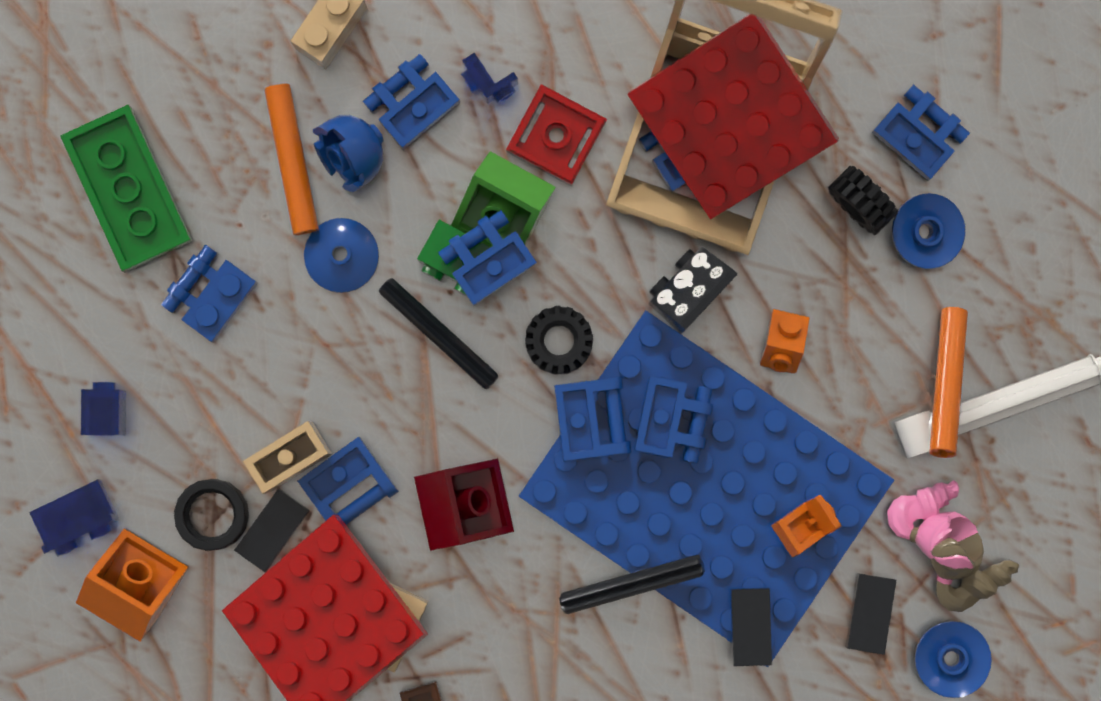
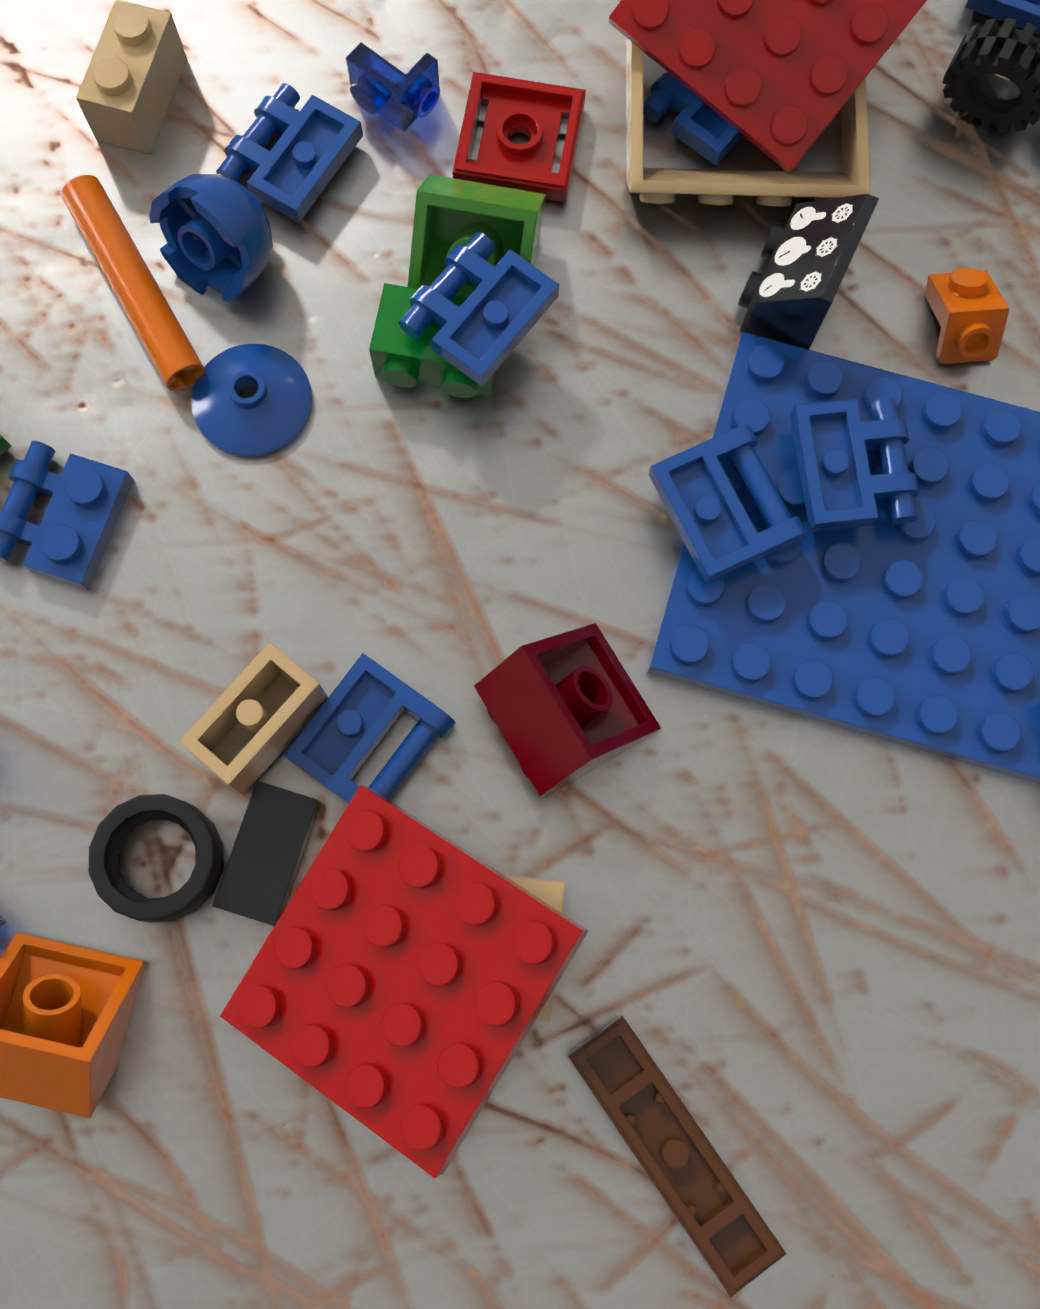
camera: 20 degrees left, 10 degrees down
(438, 333) = (439, 463): black axle -> none
(559, 317) = (632, 381): black tyre -> none
(632, 584) = (888, 742): black axle -> none

